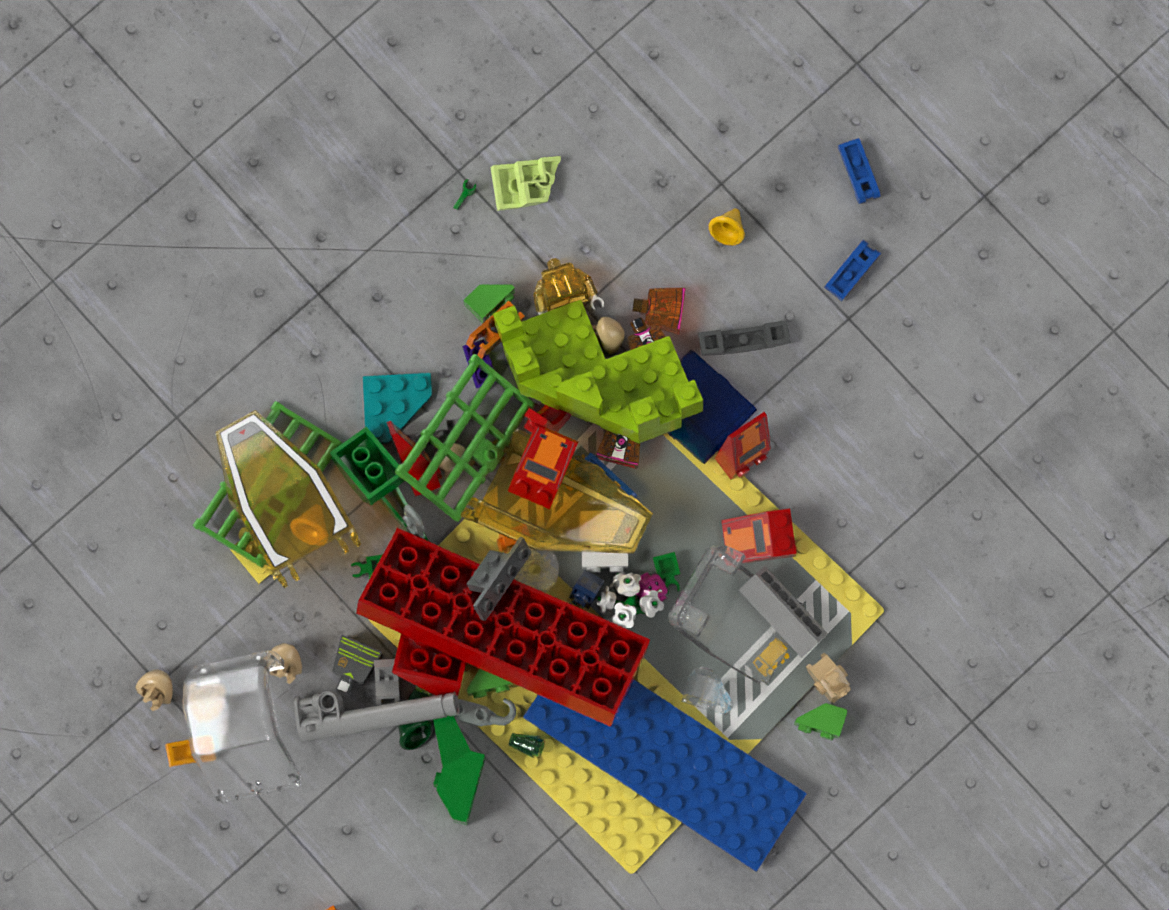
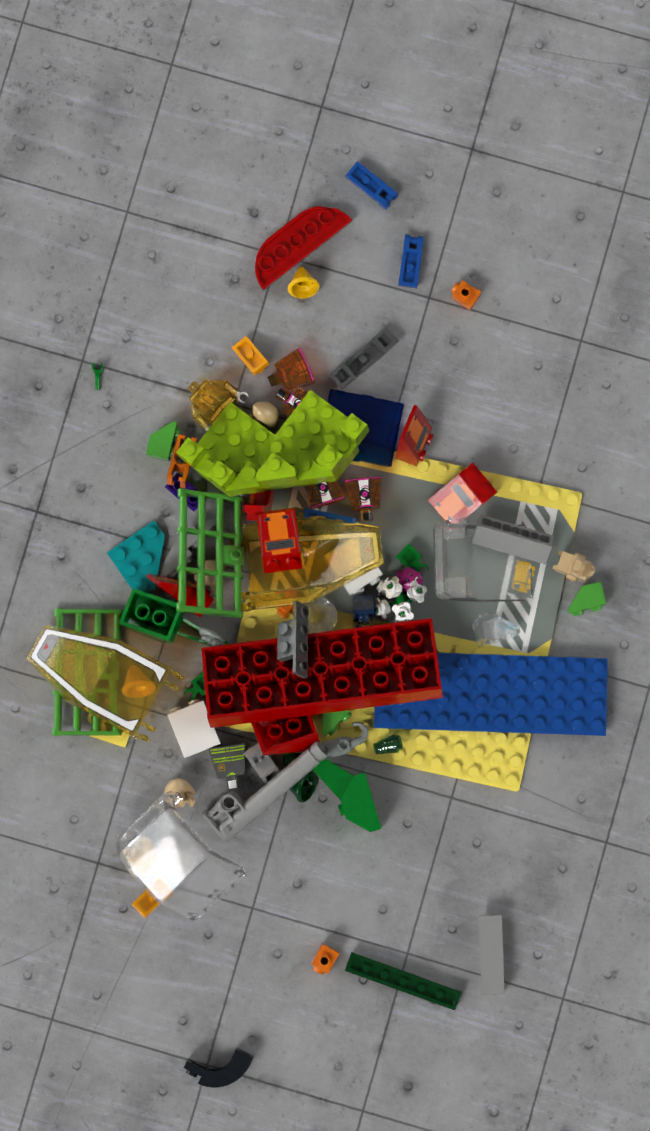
camera: 25 degrees left, 5 degrees up
(155, 687) = (98, 868): tan piece -> none
(337, 606) = (193, 728): none -> white brick
(523, 182) = (135, 340): yellowish green slope -> none
(630, 267) = (250, 356): none -> light orange hinge
(659, 476) = (364, 495): none -> torso
(748, 182) = (297, 241): none -> red plate
(885, 344) = (466, 301): none -> orange brick

